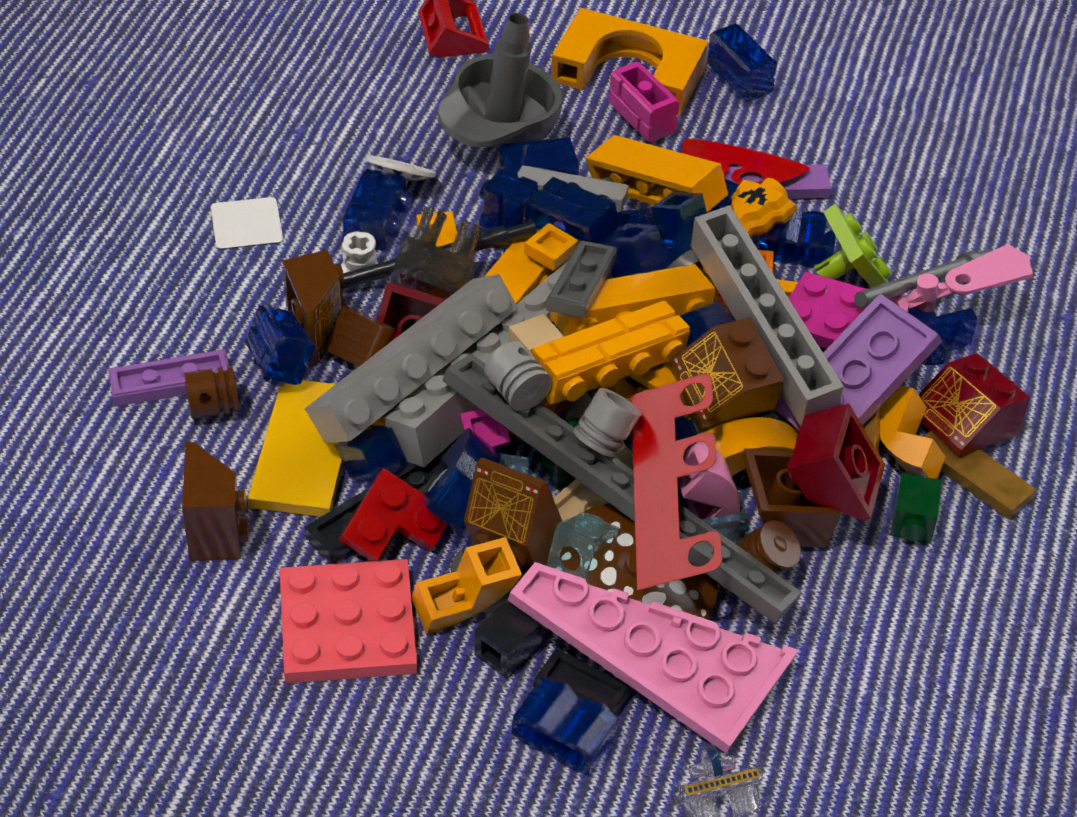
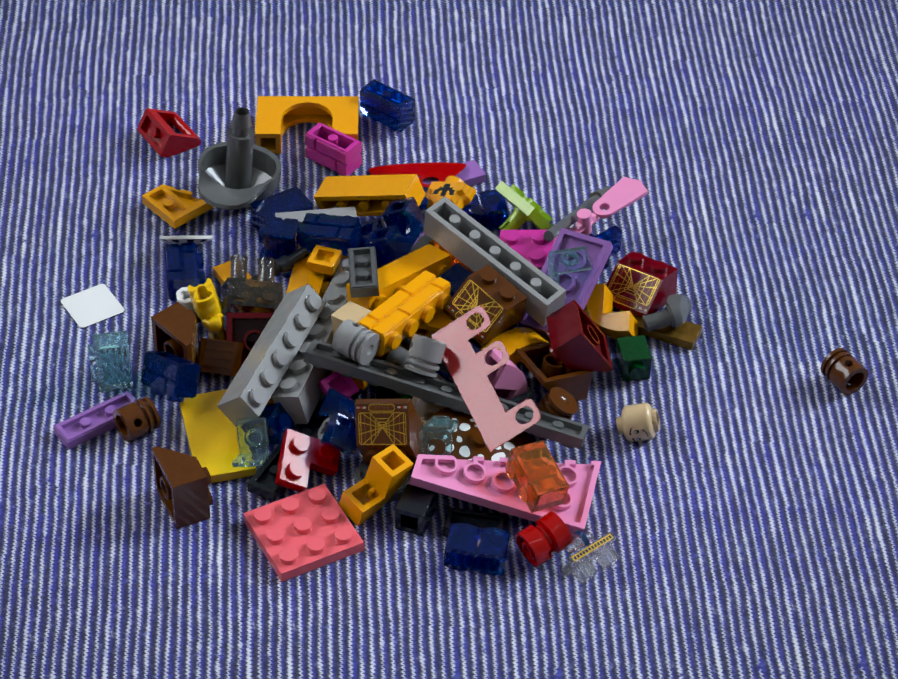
camera: 20 degrees left, 5 degrees down
(216, 304) = (112, 361): none -> clear light blue brick
(334, 474) = (252, 442): none -> clear light blue bracket
(371, 266) = (208, 308): none -> yellow animal
(409, 120) = (174, 205): none -> light orange wing
(662, 743) = (547, 537): none -> red wheel
(687, 647) = (536, 476): none -> clear orange brick
(862, 344) = (568, 261): none -> clear light blue bracket
(880, 607) = (638, 422): none -> tan head
(1000, 463) = (674, 315): none -> dark grey arm

